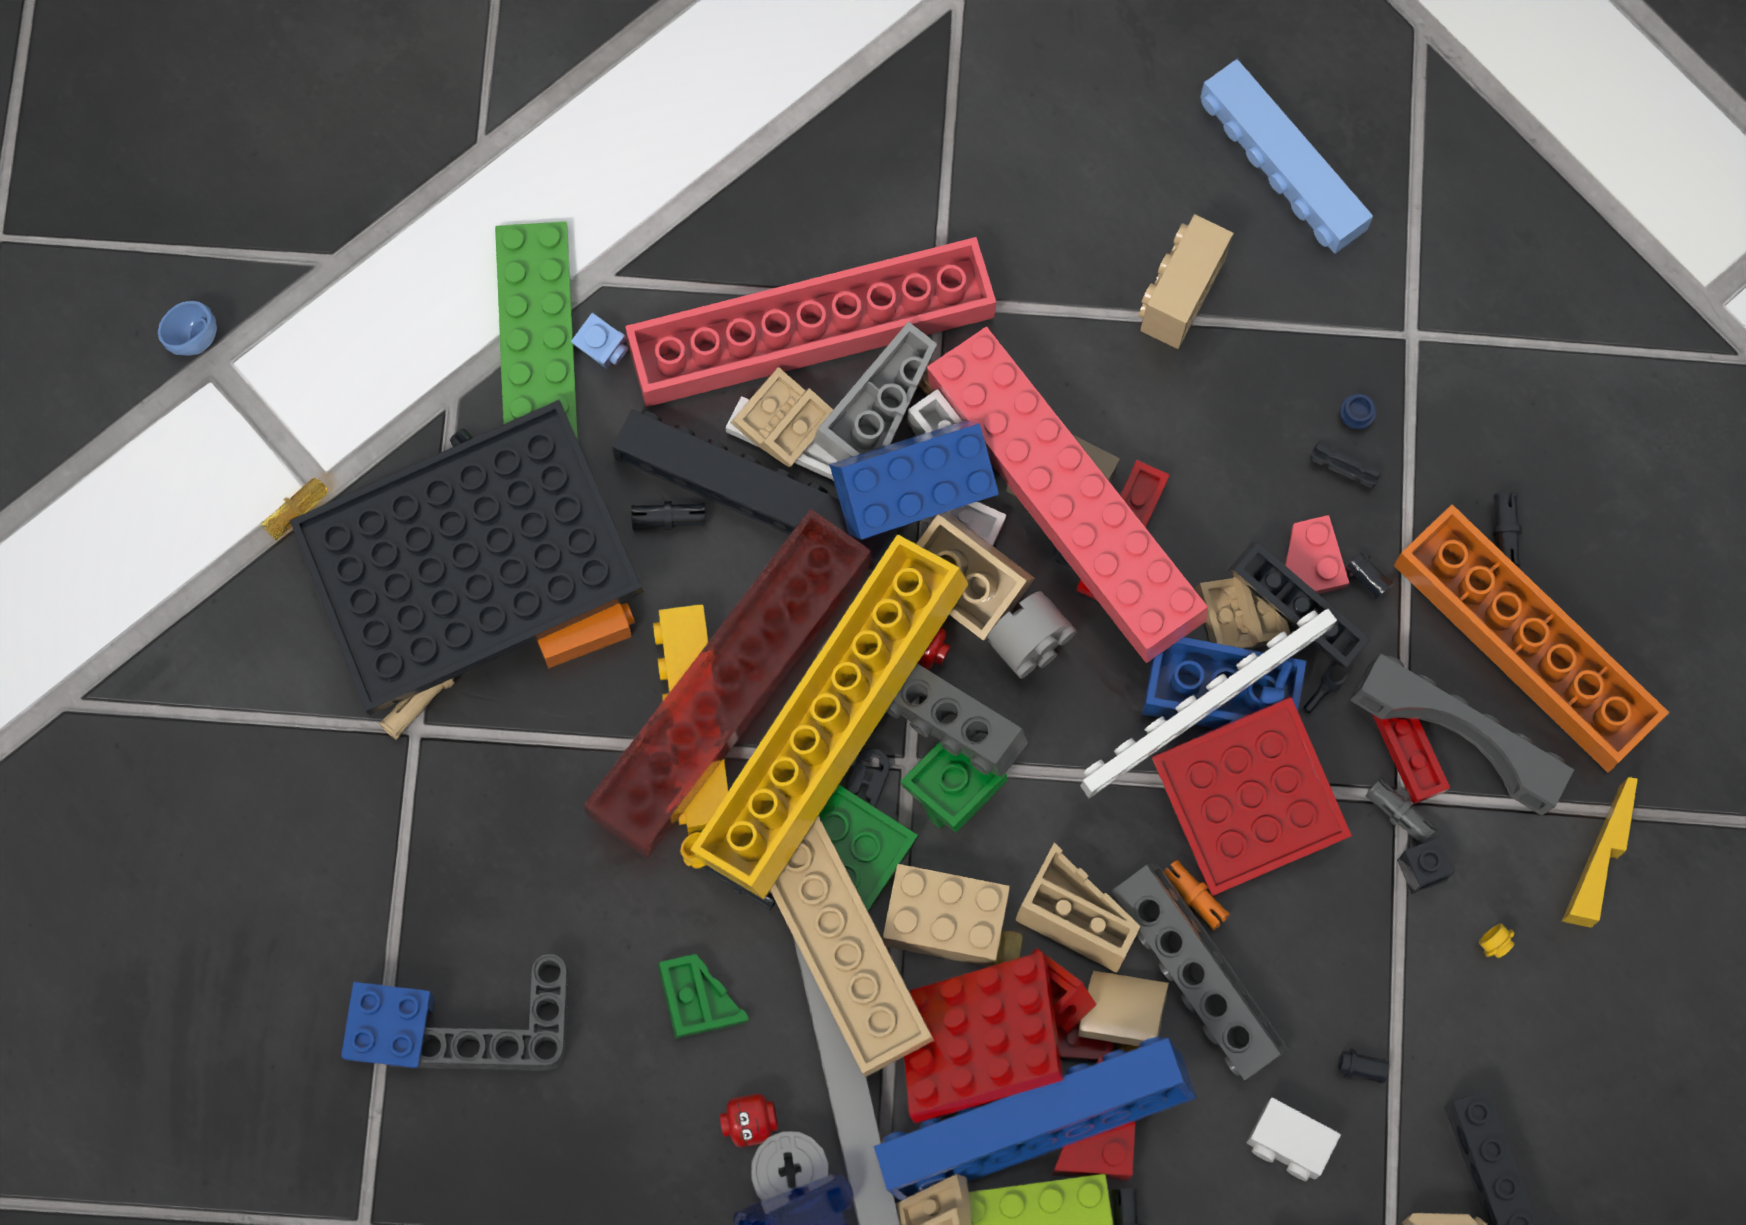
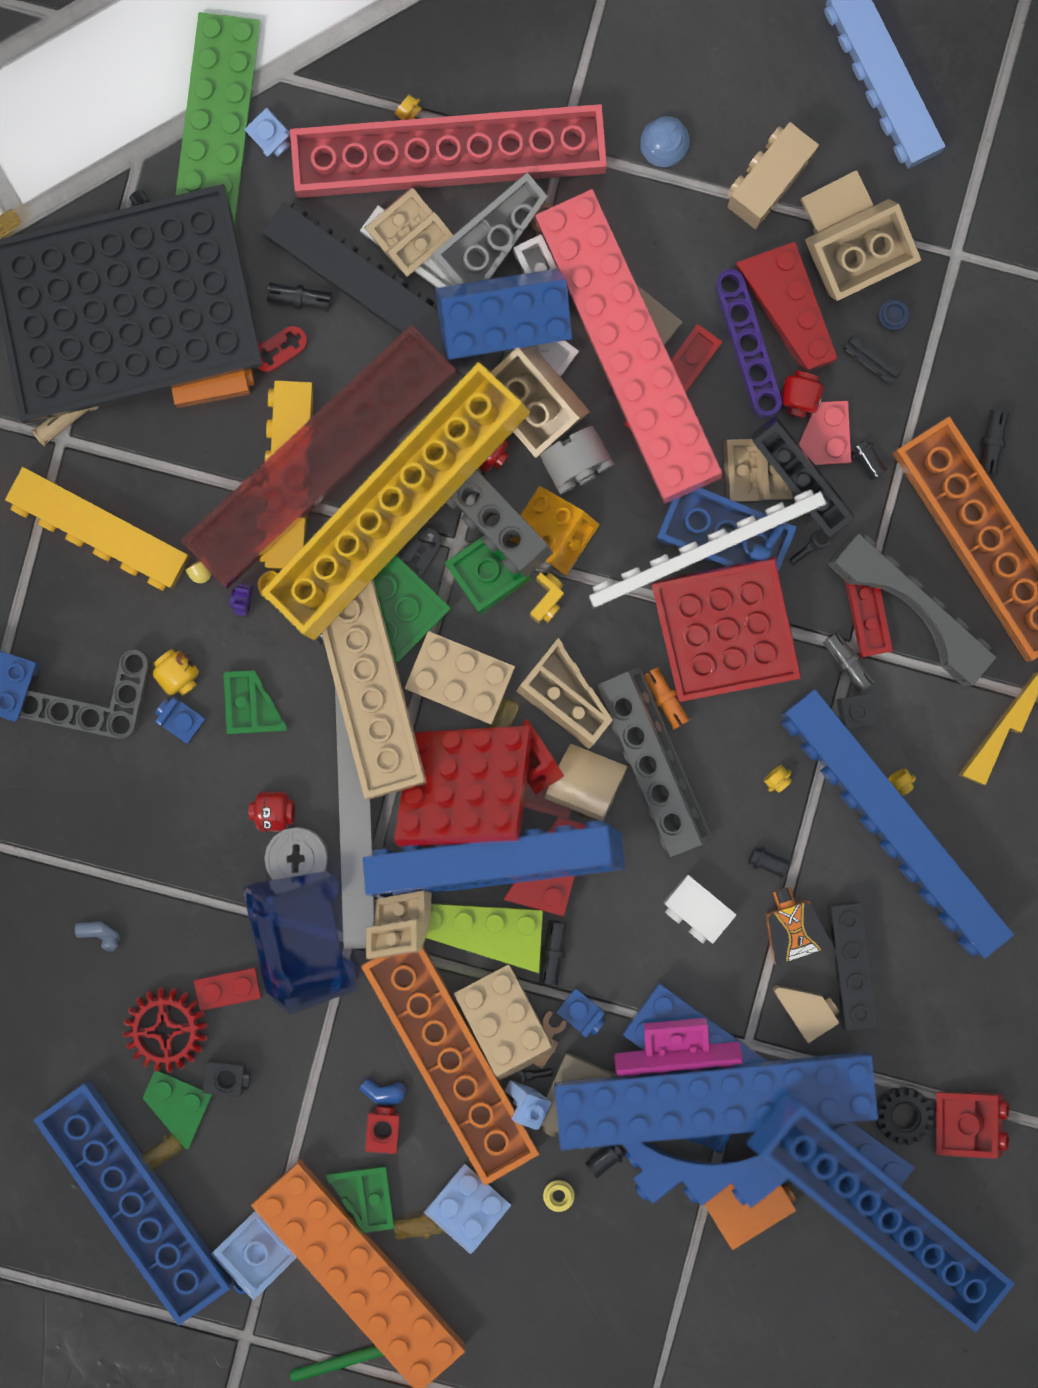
camera: 10 degrees right, 15 degrees up
(477, 822) = (97, 528): none -> yellow brick
(600, 975) = (175, 672): none -> yellow head
(608, 851) = (198, 572): none -> light yellow hinge
(614, 1031) = (179, 719): none -> blue bracket
(663, 584) = (288, 353): none -> red beam
(665, 873) = (241, 599): none -> dark purple plate
(754, 284) = (408, 109): none -> yellow plate
(1035, 710) = (560, 525): none -> light orange bracket
(1035, 788) = (548, 605): none -> yellow bracket
(1054, 272) = (664, 141): none -> medium blue piece
(1199, 455) = (751, 329): none -> dark purple beam
(1237, 418) = (786, 297): none -> red wedge
(1272, 312) = (836, 202): none -> tan slope
(1274, 515) = (802, 393): none -> red head
(1307, 342) = (863, 249): none -> tan brick
(1351, 965) = (778, 779): none -> yellow plate
(1413, 1140) = (794, 928): none -> torso
(1507, 989) = (897, 825): none -> blue brick

